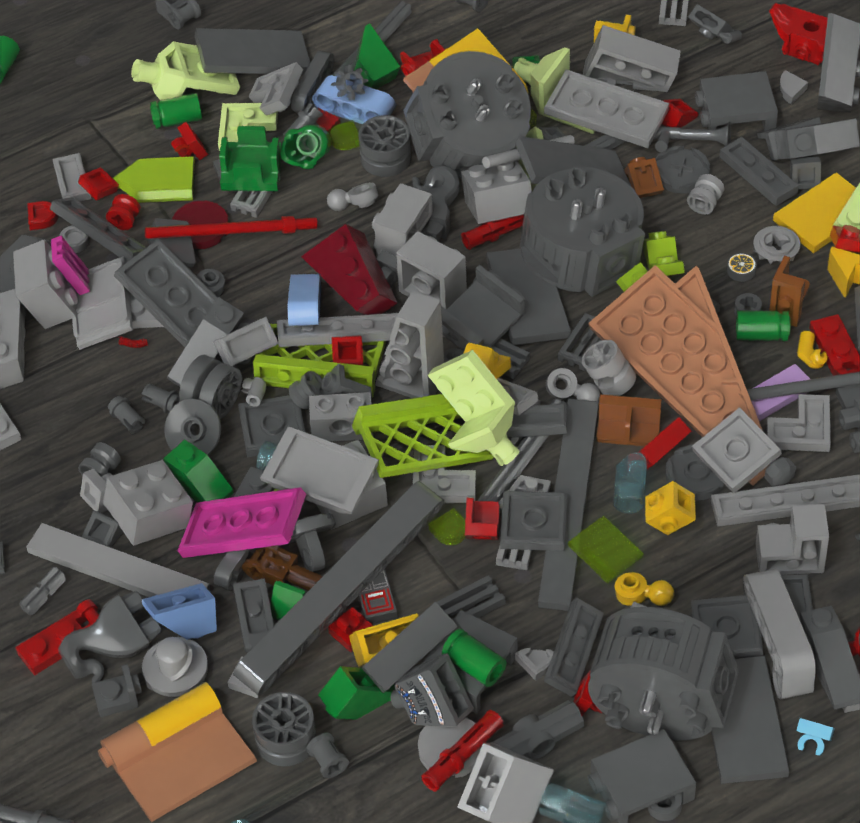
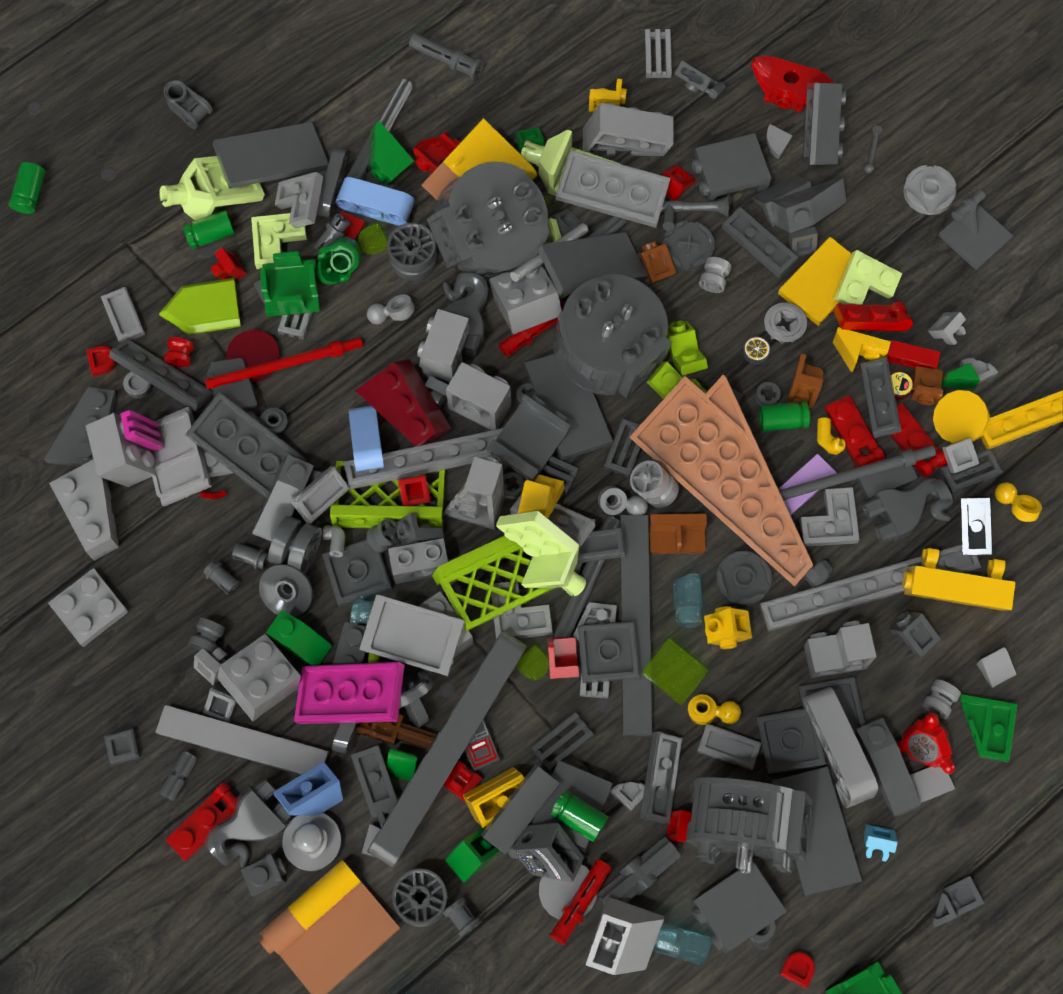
camera: 10 degrees left, 20 degrees up
(98, 183) = (149, 321): red tile -> none
(351, 75) = (376, 193): dark grey gear -> none
(664, 441) = (711, 553): red piece -> none
(736, 450) = (779, 561): light grey plate -> none

